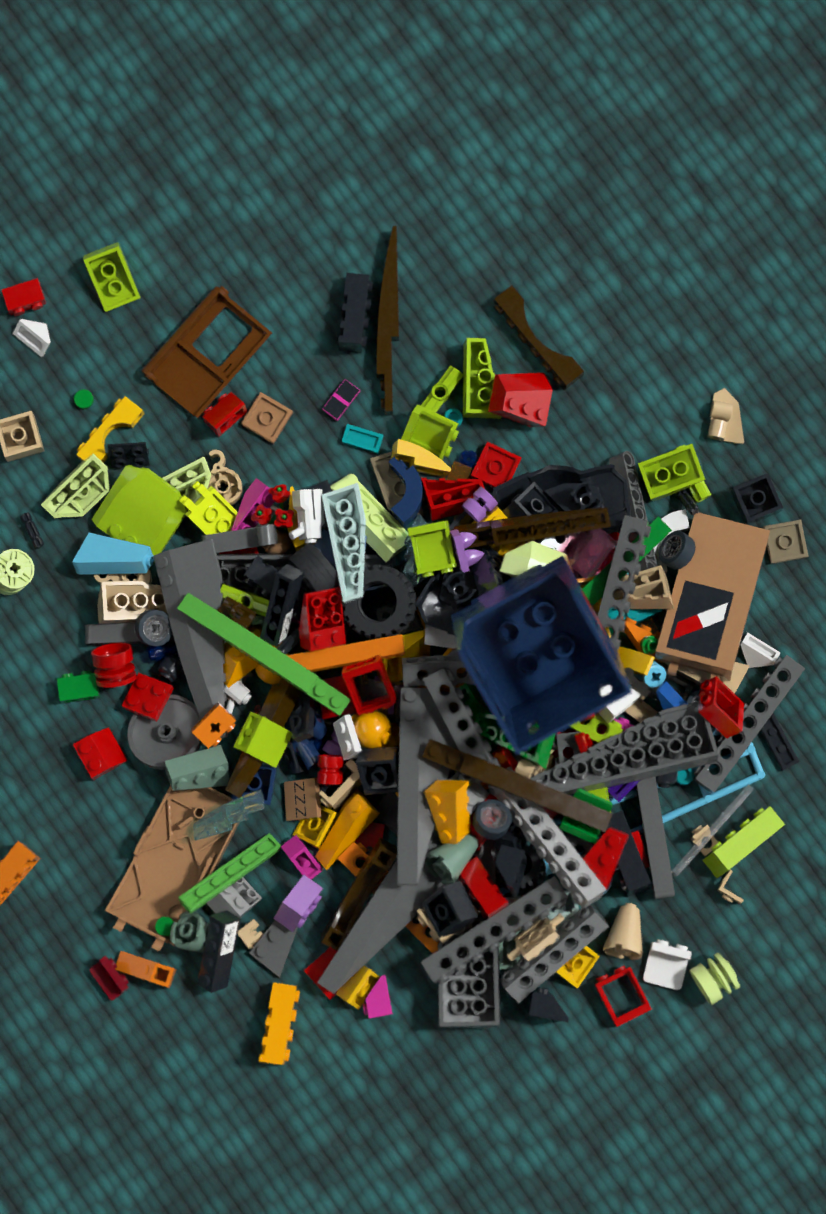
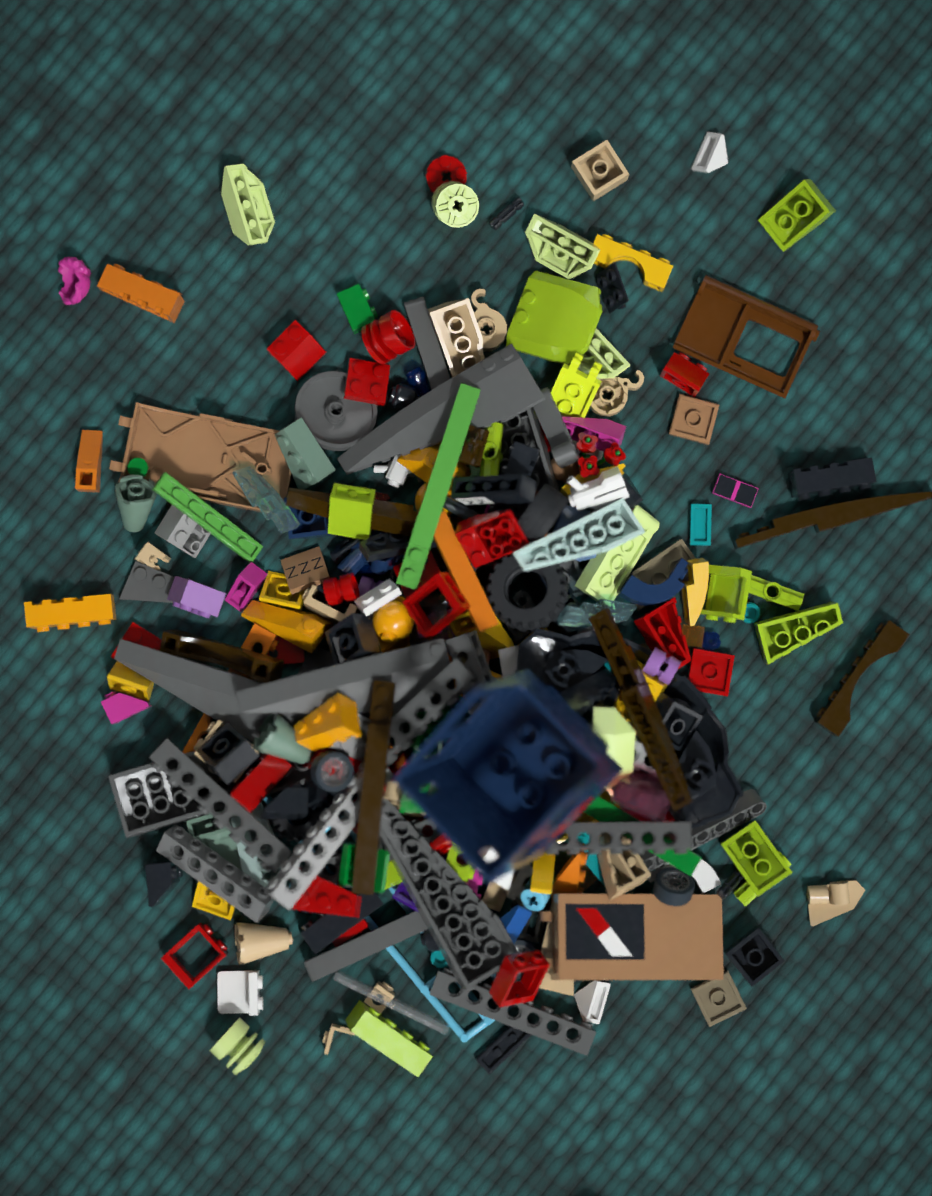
camera: 75 degrees right, 5 degrees up
(24, 297) = (748, 131): red brick -> none
(84, 399) = (659, 225): green tile -> none
(109, 978) = (69, 427): dark red bracket -> none
(112, 556) = (500, 301): medium azure slope -> none
(144, 629) = (432, 357): wheel -> none
(203, 728) = (363, 457): orange brick -> none
(218, 951) = (124, 529): black brick -> none
(432, 548) = (598, 630): lime panel -> none
(464, 557) = (599, 667): medium lavender tile -> none
(521, 398) = (790, 678): red wedge -> none
(536, 938) = (223, 851): tan plate -> none
(646, 641) = (566, 881): green plate -> none

